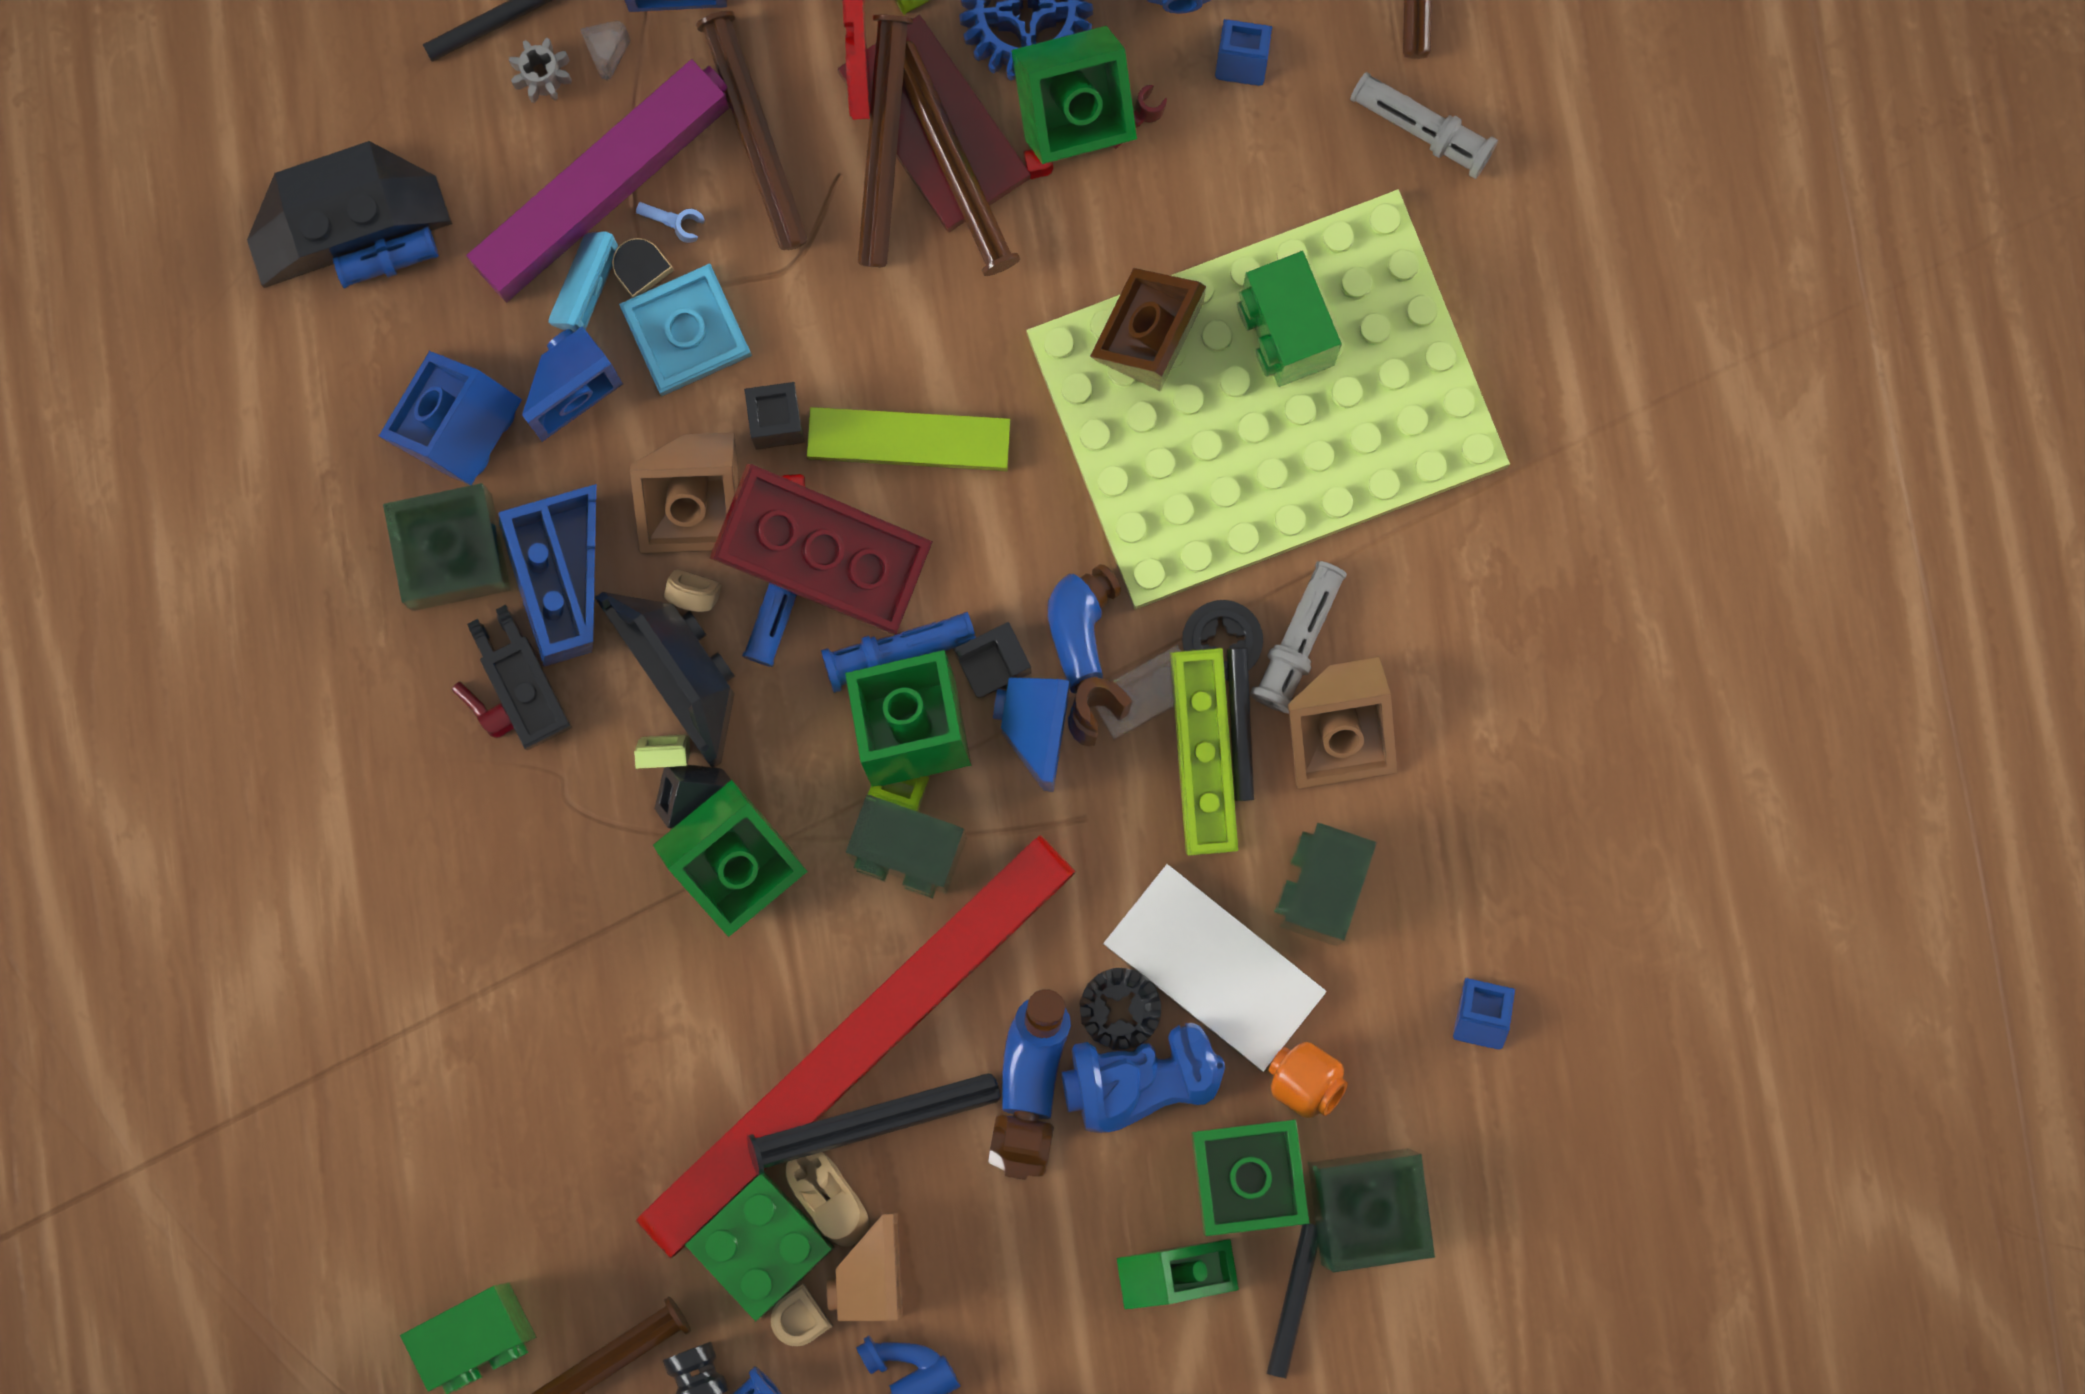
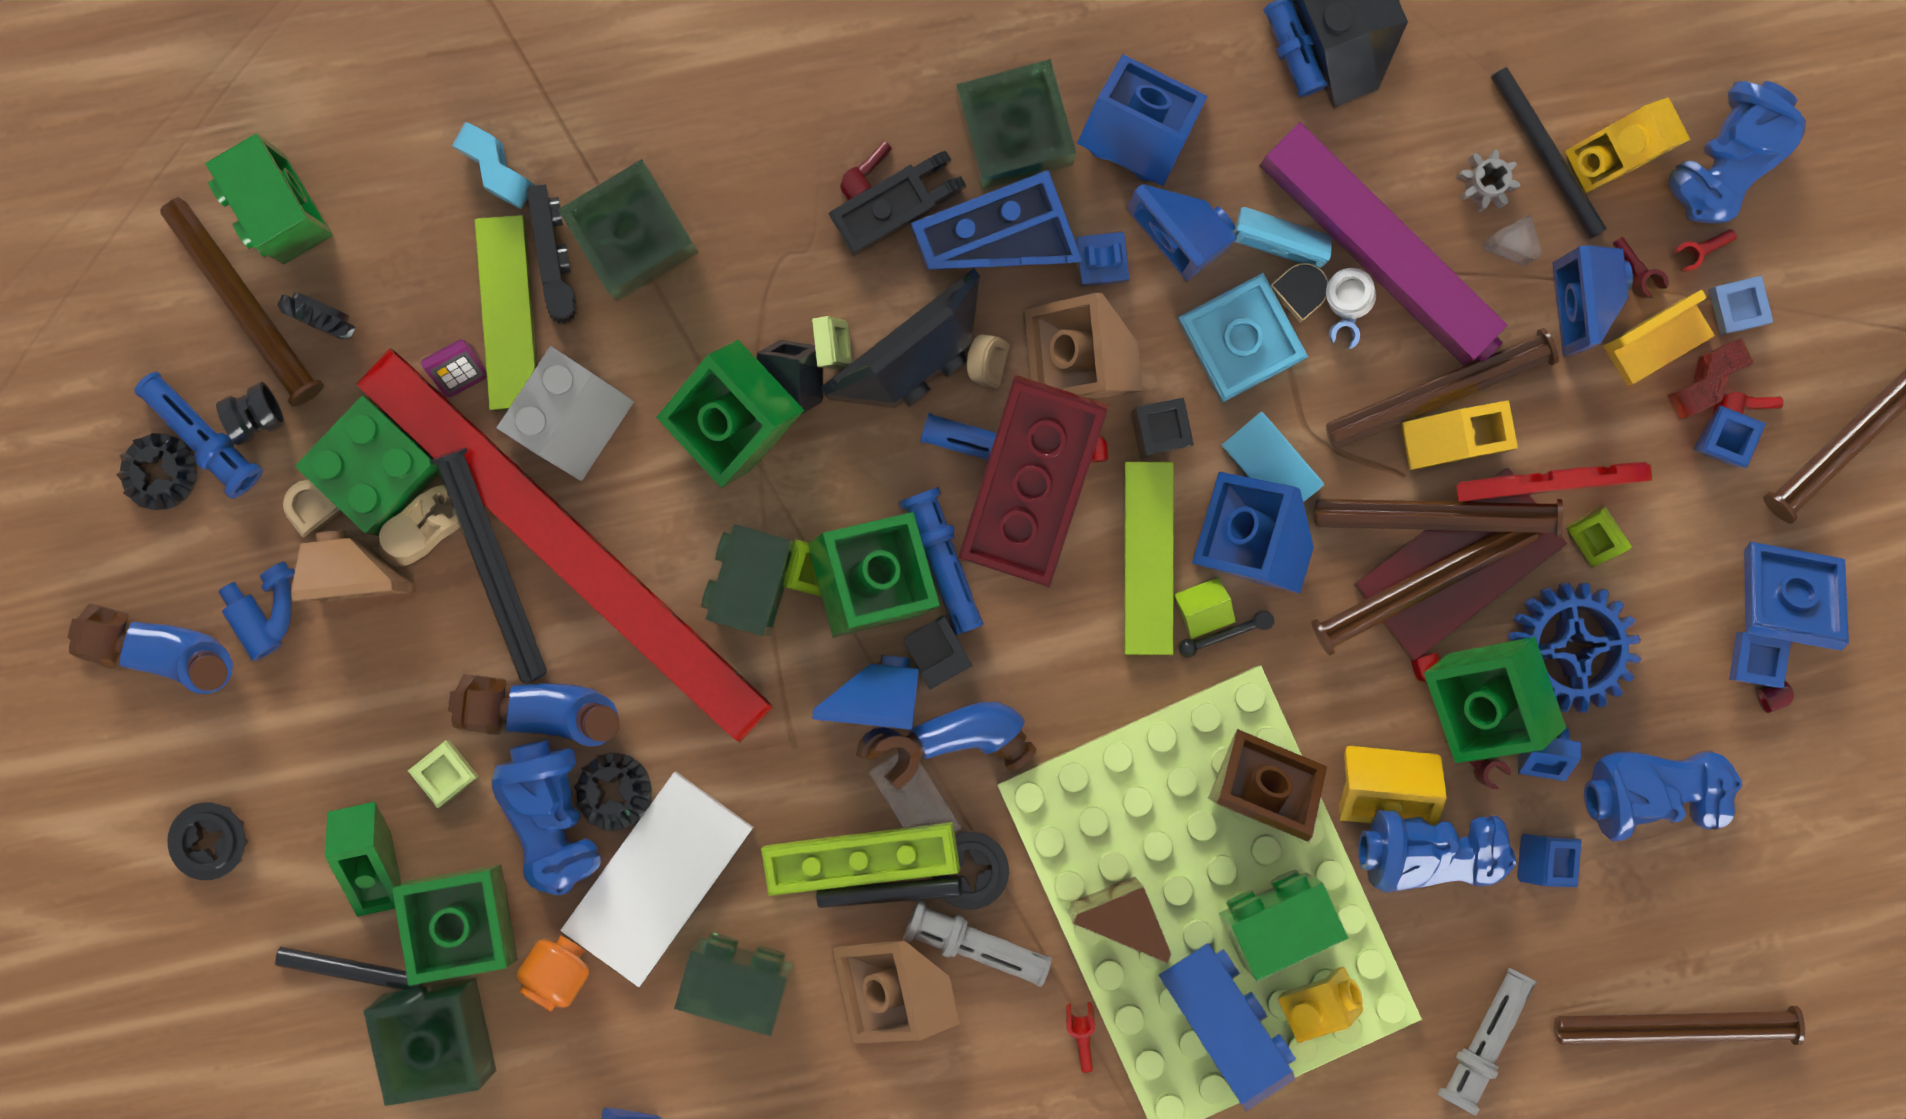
camera: 75 degrees right, 5 degrees up
(463, 1094) = (495, 174): none -> medium azure piece
(528, 956) = (628, 230): none -> clear green brick
(550, 1044) = (552, 258): none -> black hinge
(593, 465) = (1103, 259): none -> blue tile
(595, 1294) = (316, 315): none -> black gear
(606, 1096) = (505, 307): none -> lime tile
(647, 215) = (1351, 293): none -> white tile
(662, 1153) = (455, 368): none -> slope
(717, 1036) = (565, 414): none -> light grey slope
(801, 114) = (1459, 435): none -> yellow slope
(819, 306) = (1269, 456): none -> medium azure slope
(888, 326) = (1256, 532): none -> blue slope
(963, 383) = (1205, 607): none -> lime slope
(980, 327) = (1262, 620): none -> black hinge
(1092, 1189) = (443, 773): none -> yellowish green tile
(1141, 43) = (1554, 761): none -> blue tile
(1160, 204) = (1392, 781): none -> yellow panel
(1229, 184) = (1416, 855): none -> blue animal
(1271, 473) = (1123, 916): none -> reddish brown slope
(1377, 286) = (1322, 1006): none -> yellow bracket
(1391, 378) = (1230, 1025): none -> blue wedge
(1393, 534) = (1082, 1029): none -> red hand

